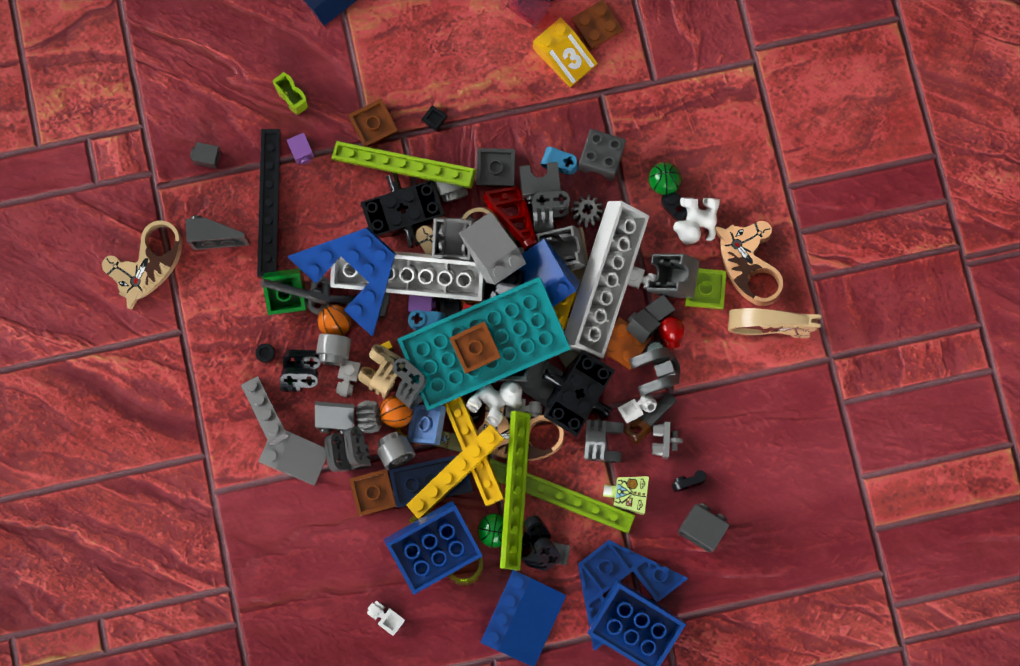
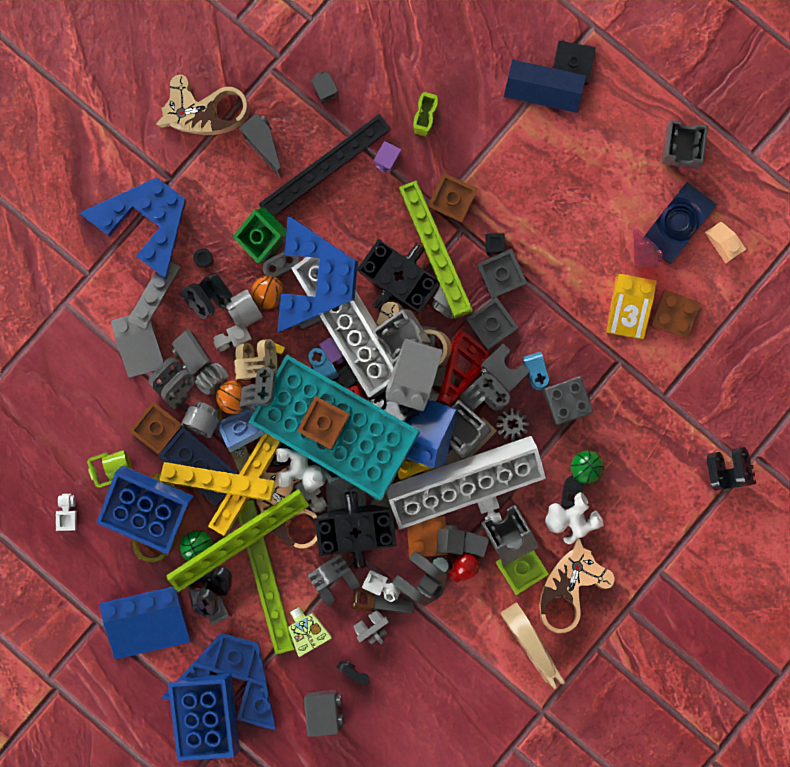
camera: 55 degrees right, 5 degrees up
(192, 356) = (156, 203): none -> blue wing
(322, 298) = (274, 264): dark grey piece -> none
(376, 548) = (110, 463): none -> lime piece
(462, 131) = (501, 274): none -> dark grey plate
(757, 76) = (735, 477): none -> black piece

